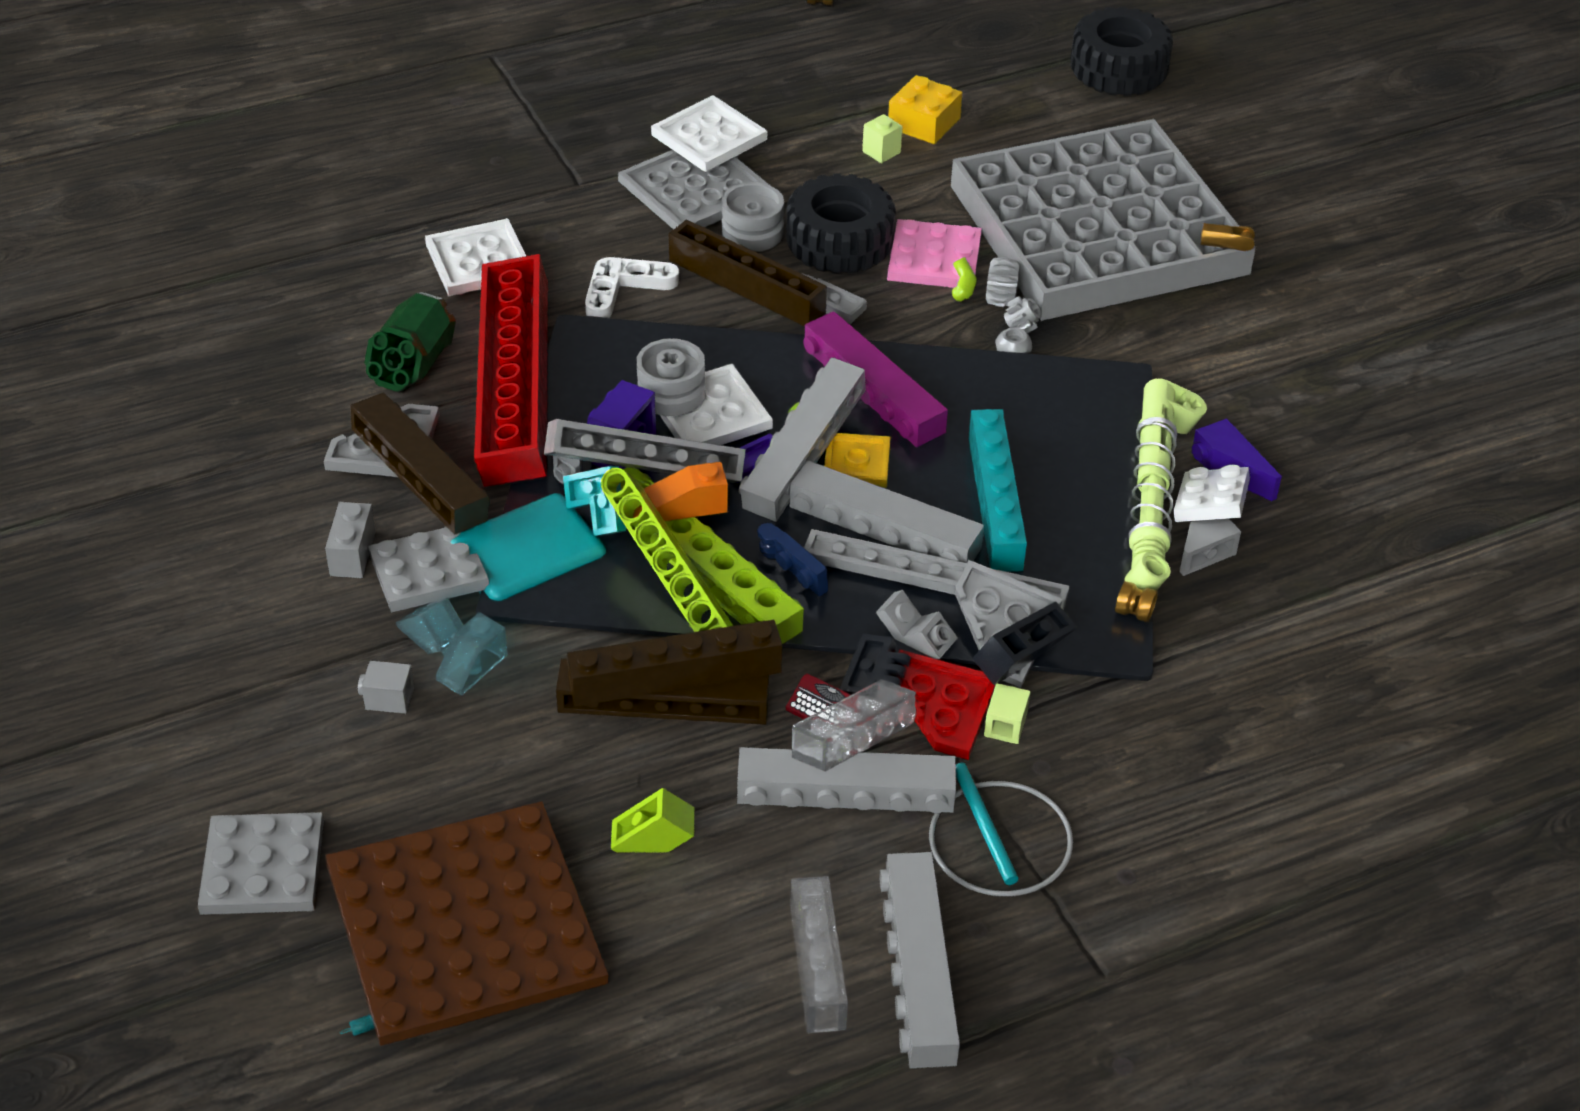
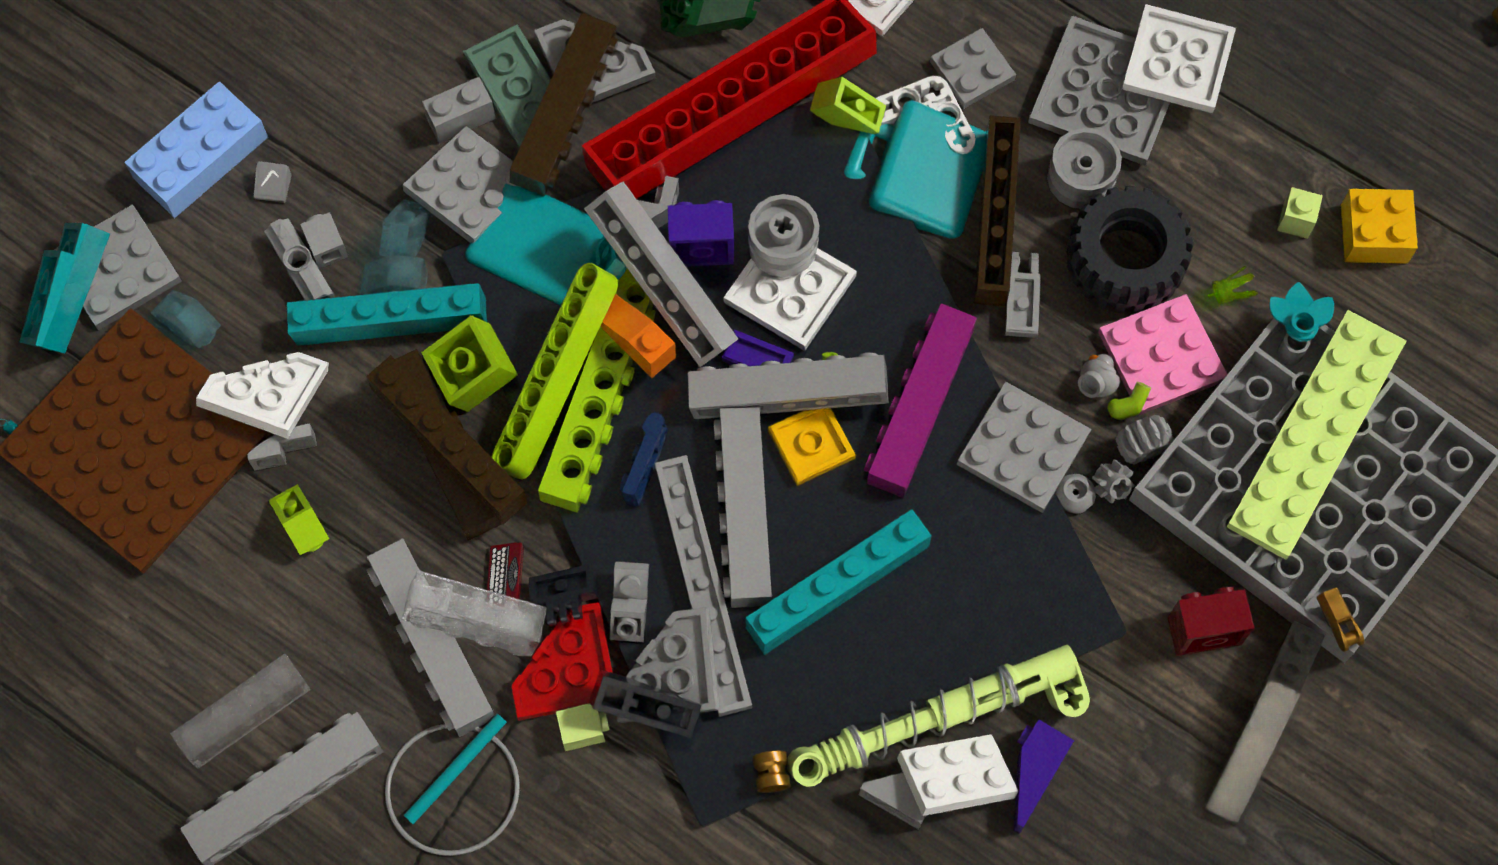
camera: 60 degrees right, 25 degrees up
(205, 739) = (196, 149): none -> light blue brick
(249, 900) = (63, 287): none -> teal slope
(289, 702) = (272, 182): none -> light grey slope
(372, 818) = (187, 318): none -> clear light blue slope
(391, 500) = (511, 78): none -> sand green tile
(395, 714) = (291, 250): none -> light grey piece
(505, 670) = (384, 314): none -> teal brick
(510, 784) = (265, 393): none -> white plate
(570, 806) = (272, 451): none -> light grey slope
(580, 308) = (847, 106): none -> lime slope
(606, 617) = (469, 363): none -> lime brick
(607, 240) = (973, 68): none -> light grey plate
(670, 307) = (921, 172): none -> teal piece
(911, 200) = (1223, 288): none -> clear neon green piece
(928, 287) = (1098, 377): none -> light grey animal
(956, 347) = (1024, 447): none -> light grey plate
(977, 154) = (1301, 309): none -> teal plate
(1074, 190) = (1316, 435): none -> yellowish green plate
(1177, 309) = (1210, 621): none -> dark red brick
(1274, 320) = (1264, 722): none -> clear smoke brick

